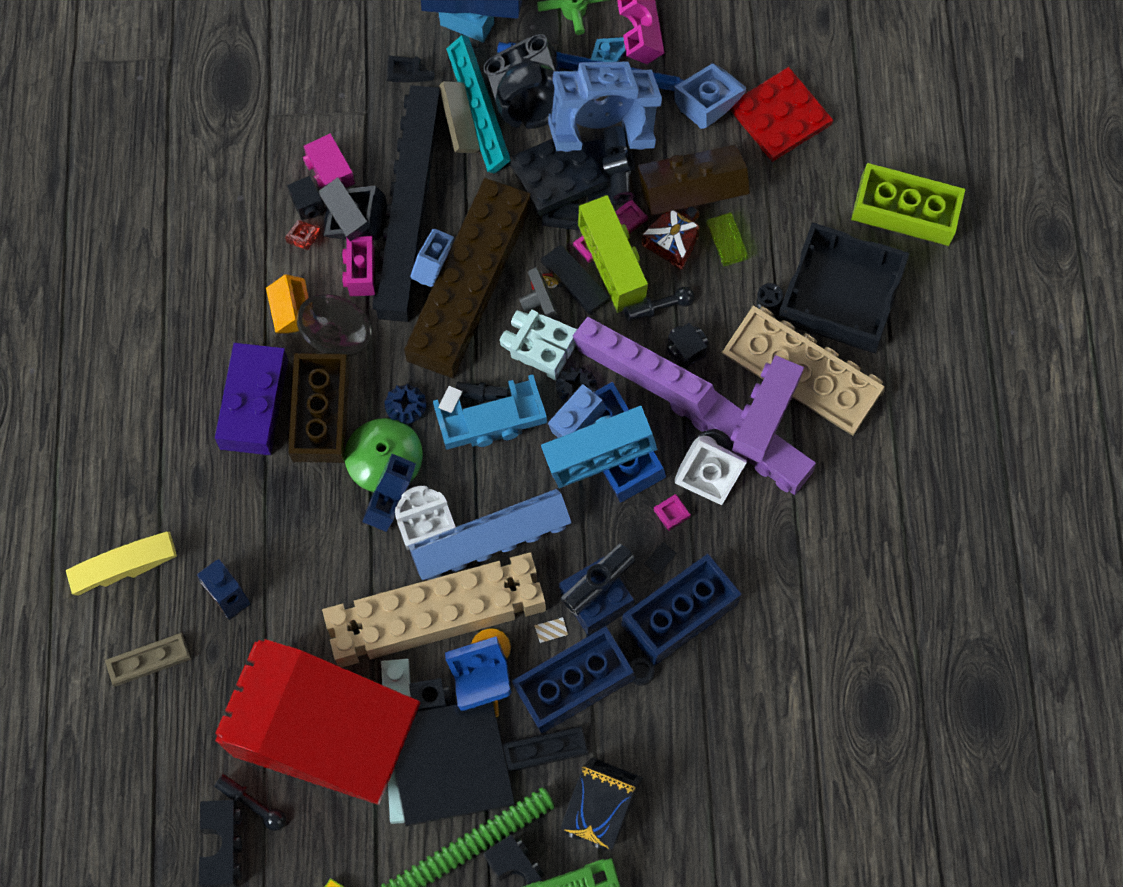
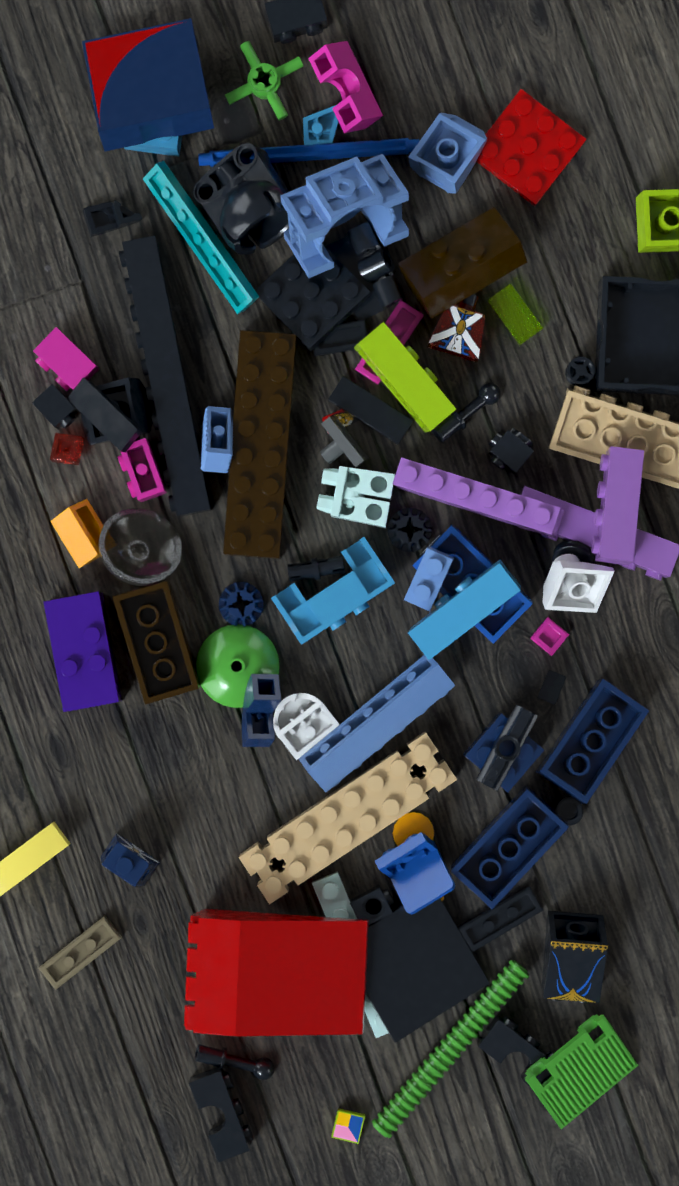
camera: 20 degrees left, 20 degrees up
(450, 399) = (288, 591): white sticker -> none
(459, 117) = (186, 260): dark tan tile -> none
(551, 630) = (467, 795): sticker -> none

